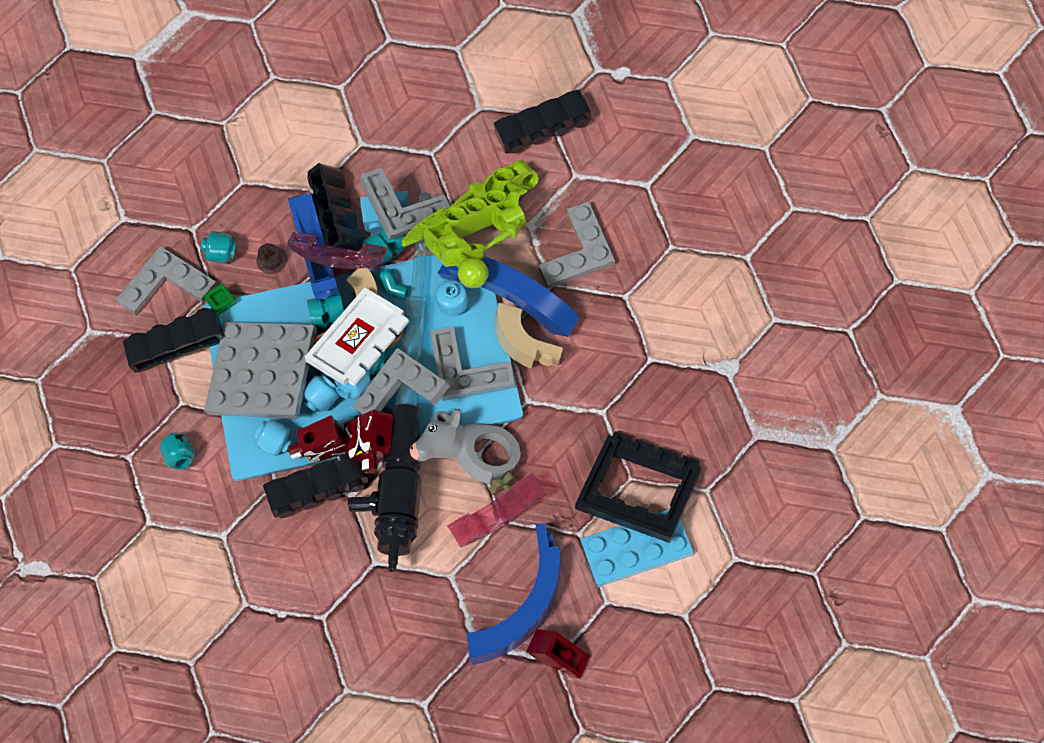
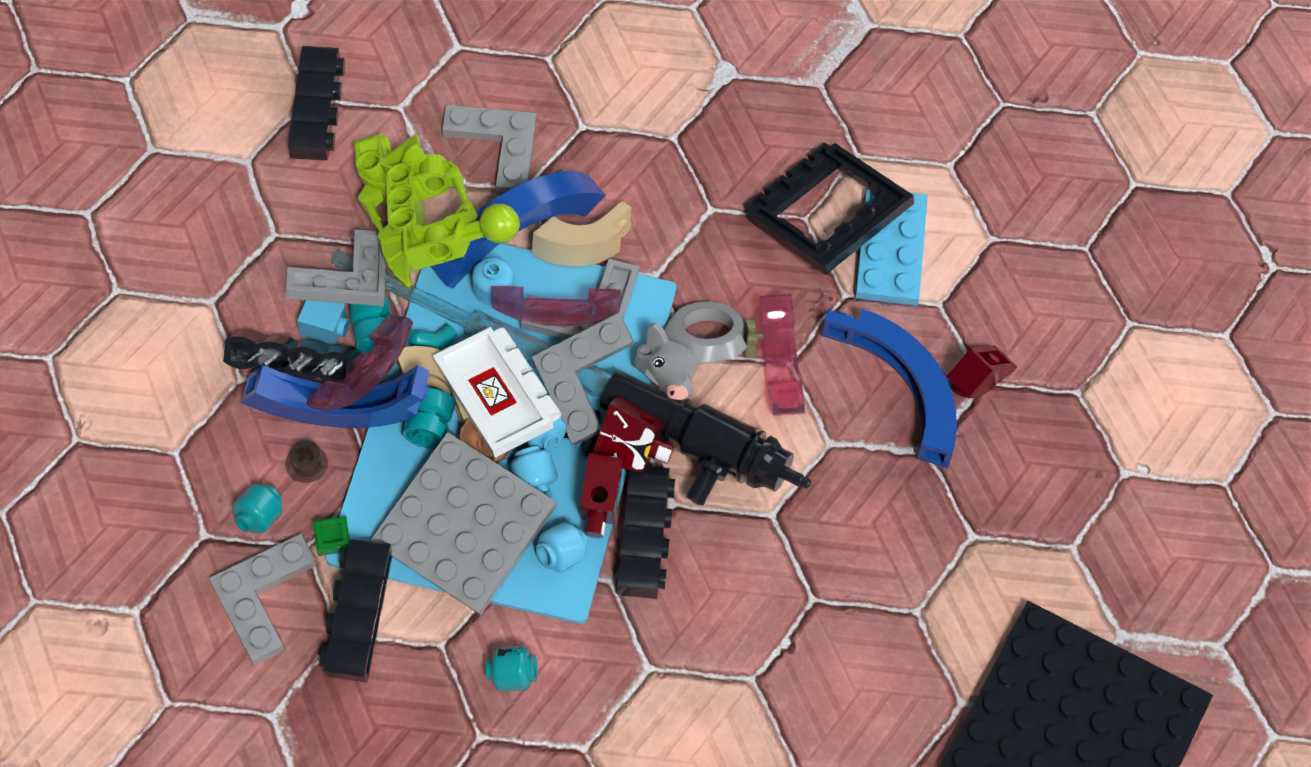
camera: 75 degrees left, 5 degrees down
(457, 367) = (555, 312): none -> clear pink slope

